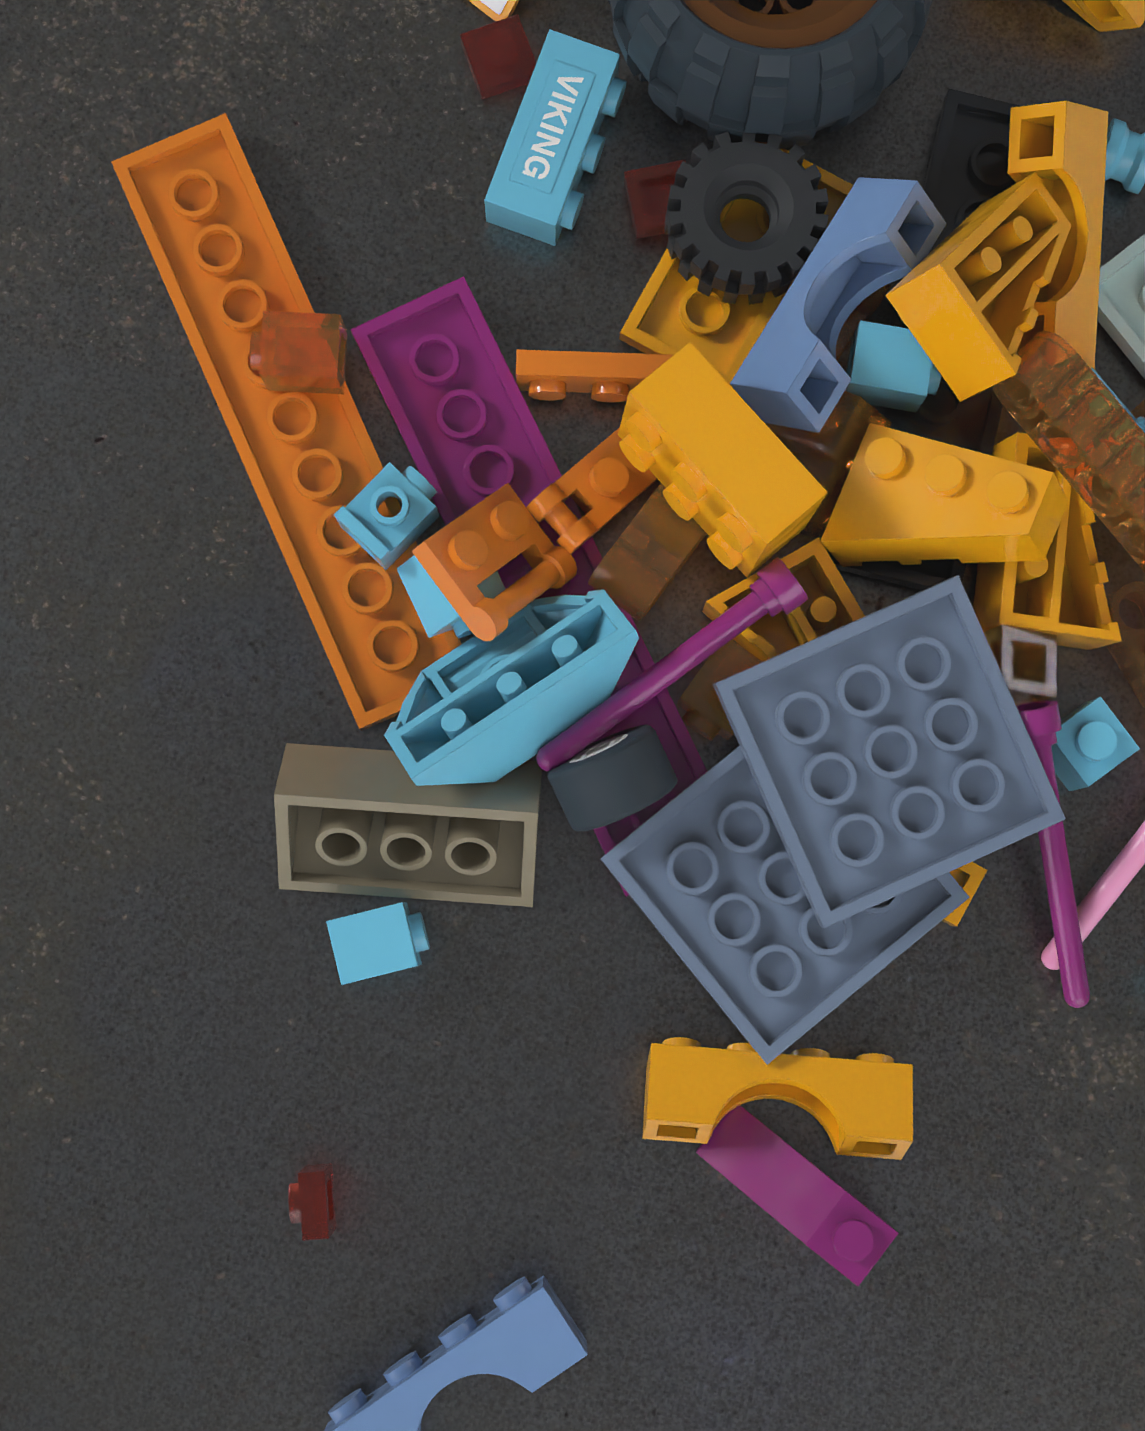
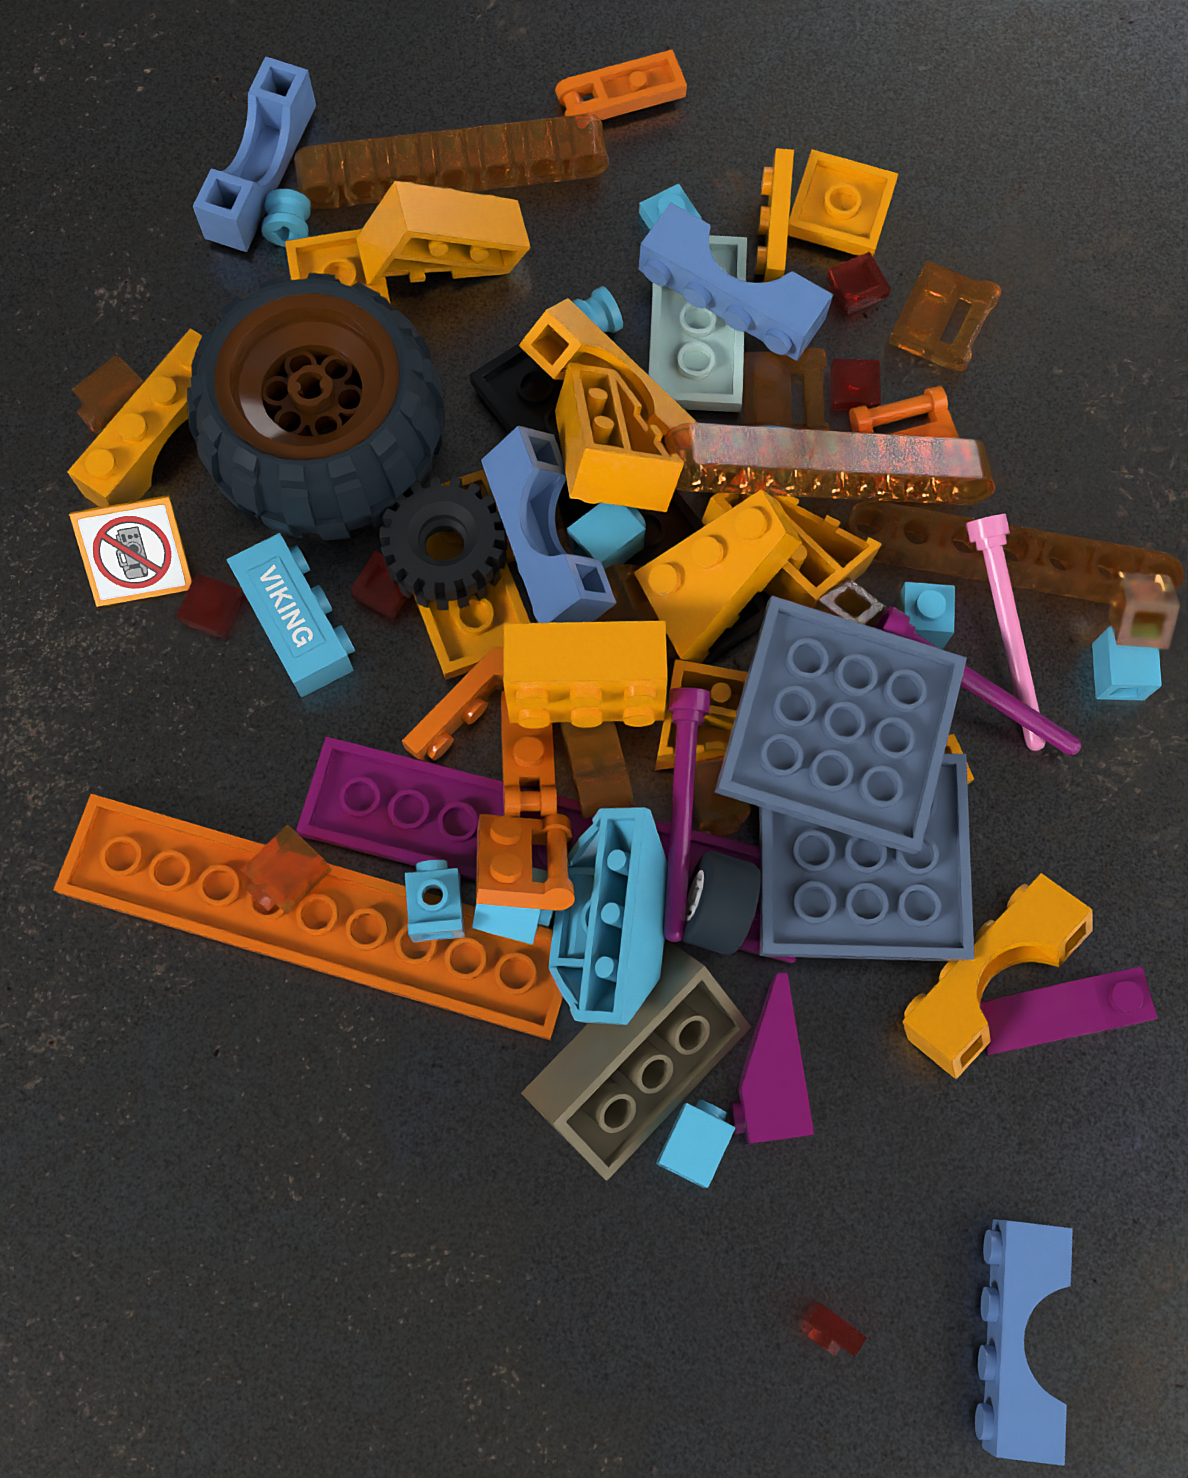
camera: 50 degrees left, 10 degrees down
(489, 969) = (772, 1084): none -> magenta slope

